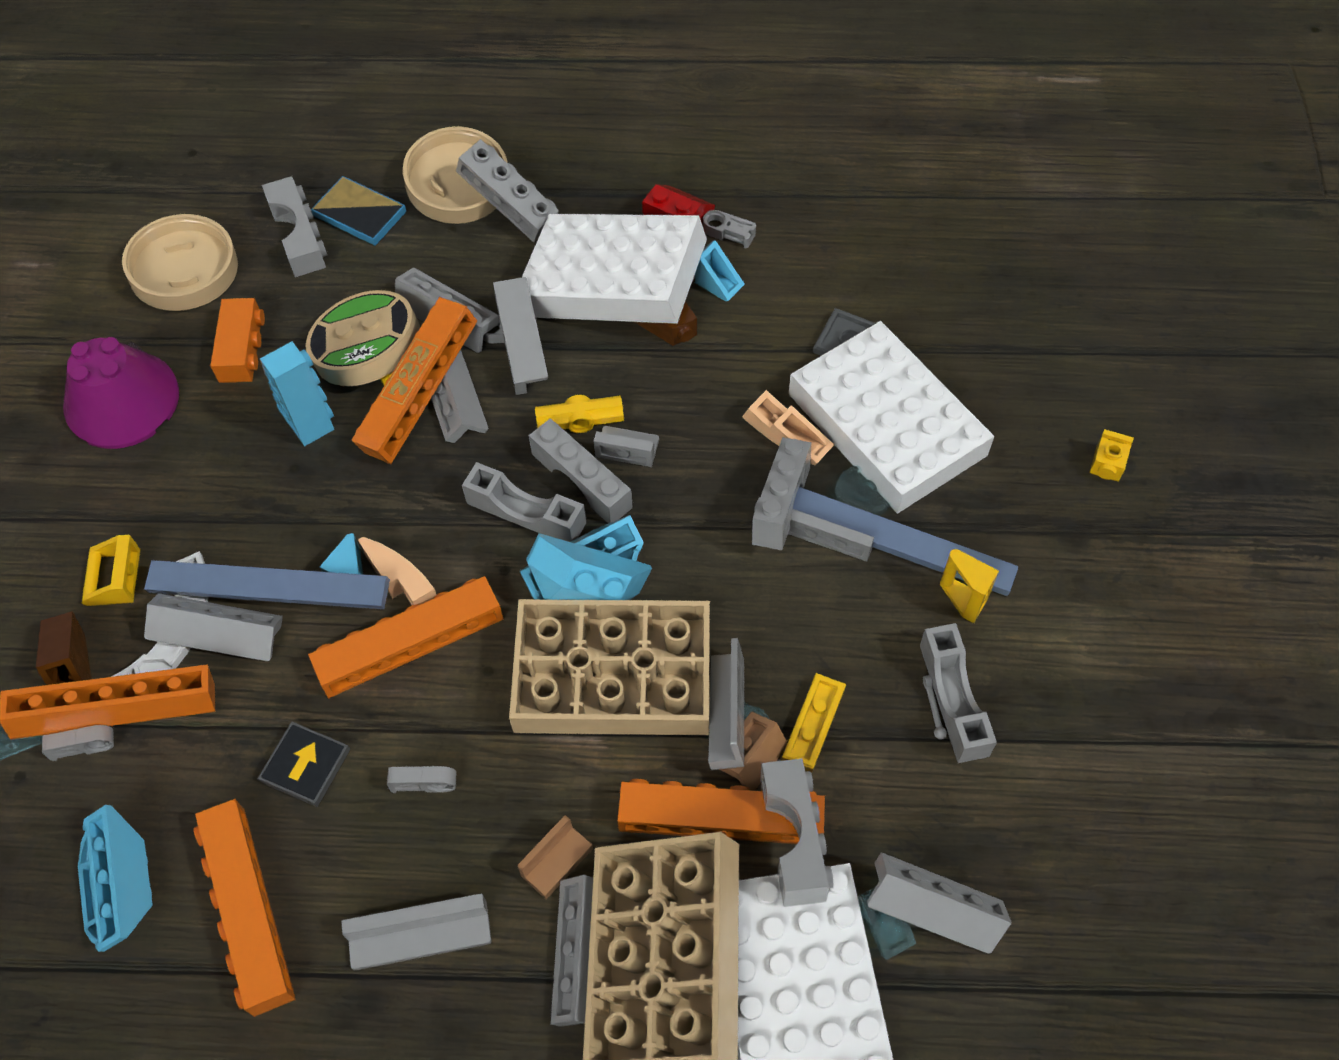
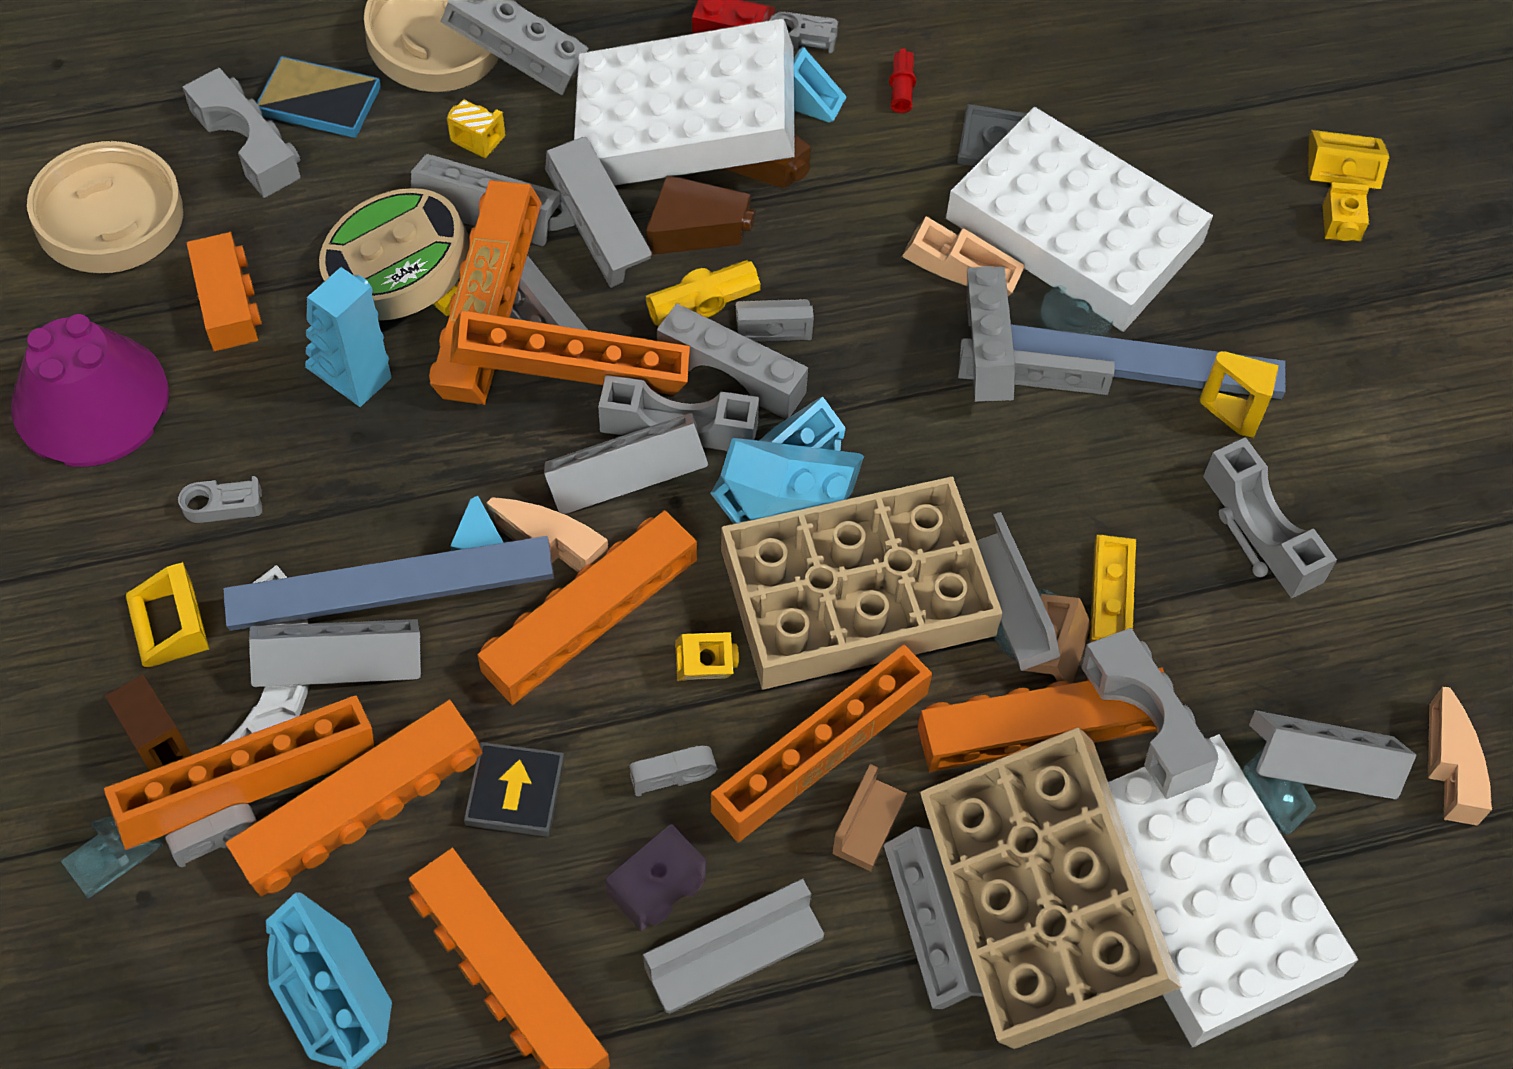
camera: 20 degrees left, 0 degrees up
(183, 494) = (225, 500): none -> light grey piece
(183, 742) = (354, 799): none -> orange brick
(378, 862) = (657, 878): none -> clear purple brick
(452, 439) = (566, 352): none -> orange brick
(459, 255) = (475, 128): none -> yellow brick
(467, 690) = (718, 645): none -> yellow brick
(471, 533) = (625, 464): none -> light grey panel
(536, 787) = (820, 743): none -> orange brick
(595, 355) = (697, 217): none -> reddish brown slope
(790, 280) = (902, 81): none -> red axle
(1049, 936) = (1457, 760): none -> light nougat slope
(1128, 412) = (1347, 159): none -> yellow tile

